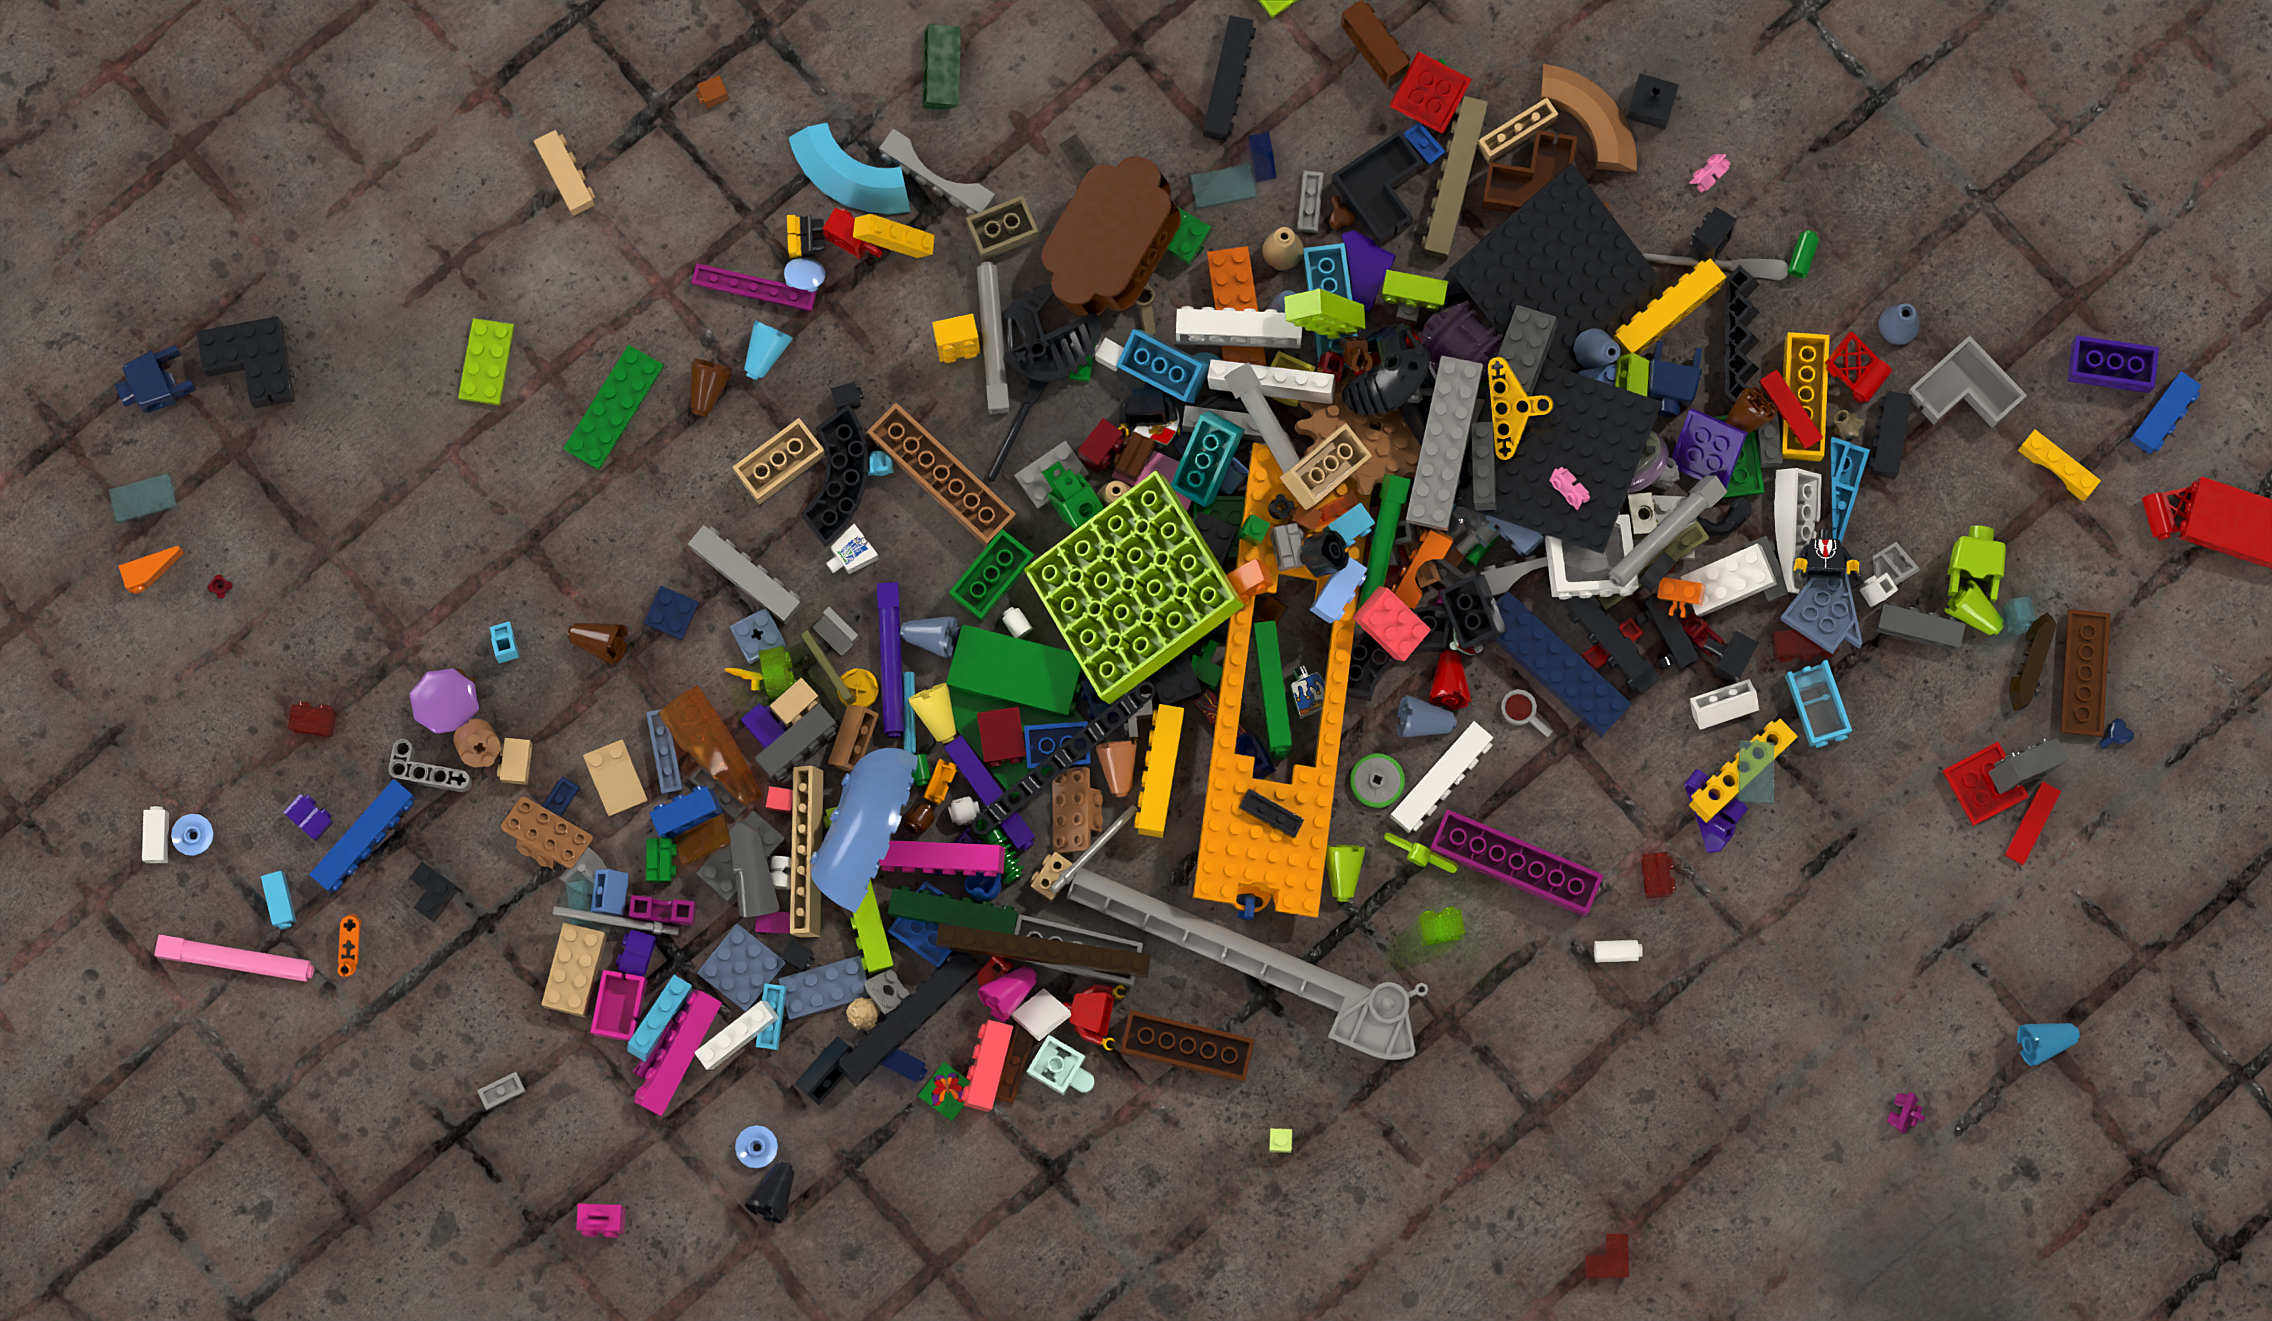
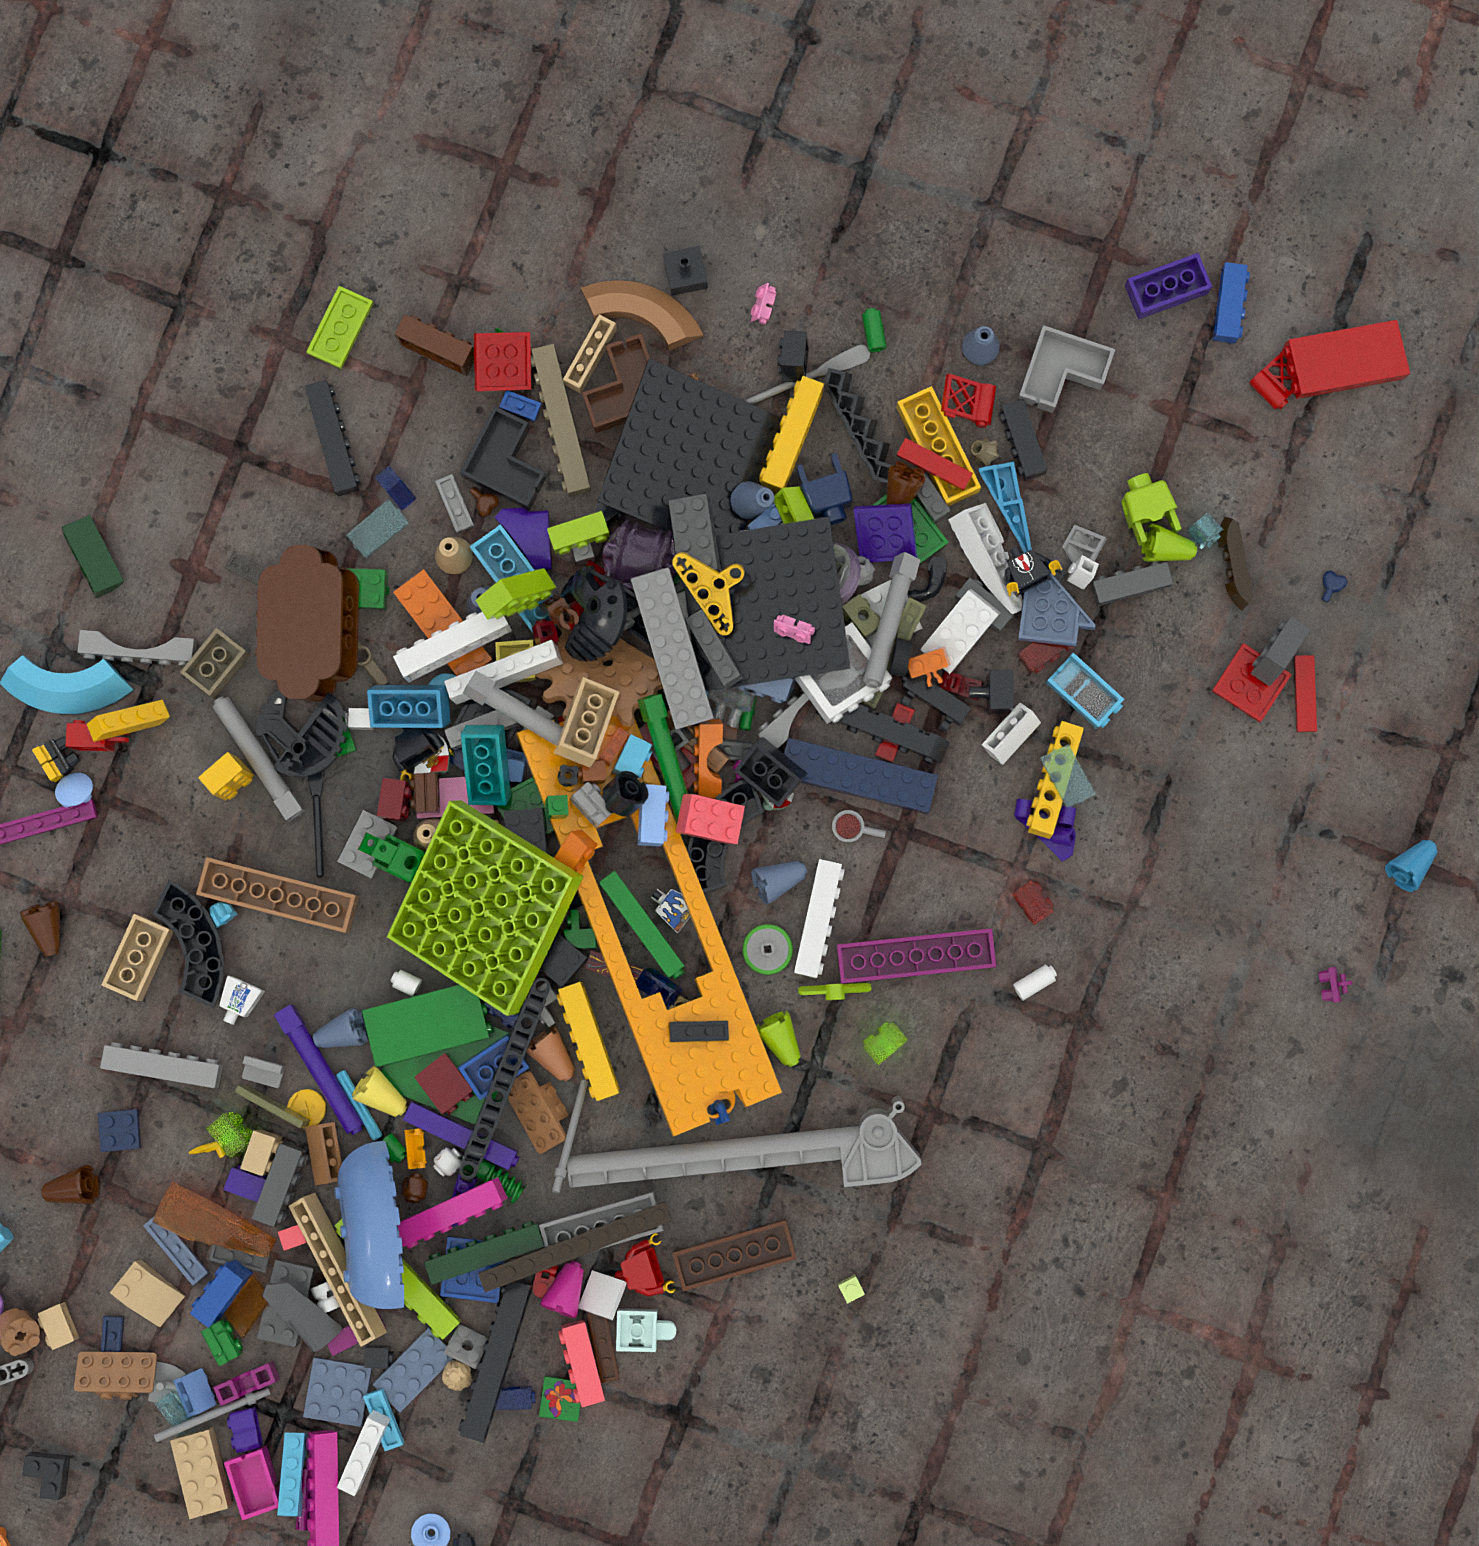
camera: 25 degrees left, 5 degrees up
(758, 622) = (187, 1111): sand blue brick -> none
(764, 349) = (75, 870): medium azure cone -> none
(824, 1072) = (451, 1446): black brick -> none
(846, 395) = (164, 871): black brick -> none
(983, 887) = (498, 1219): blue helmet -> none
(991, 575) = (364, 956): green brick -> none
(1050, 873) = (546, 1168): tan brick -> none
(1272, 611) = (607, 859): reddish brown plate -> none
(1450, 682) = (782, 837): red cone -> none
(1613, 1264) = (1171, 1238): clear red panel -> none
(2074, 475) = (1186, 393): yellow arch -> none
(2085, 673) = (1281, 549): reddish brown plate -> none

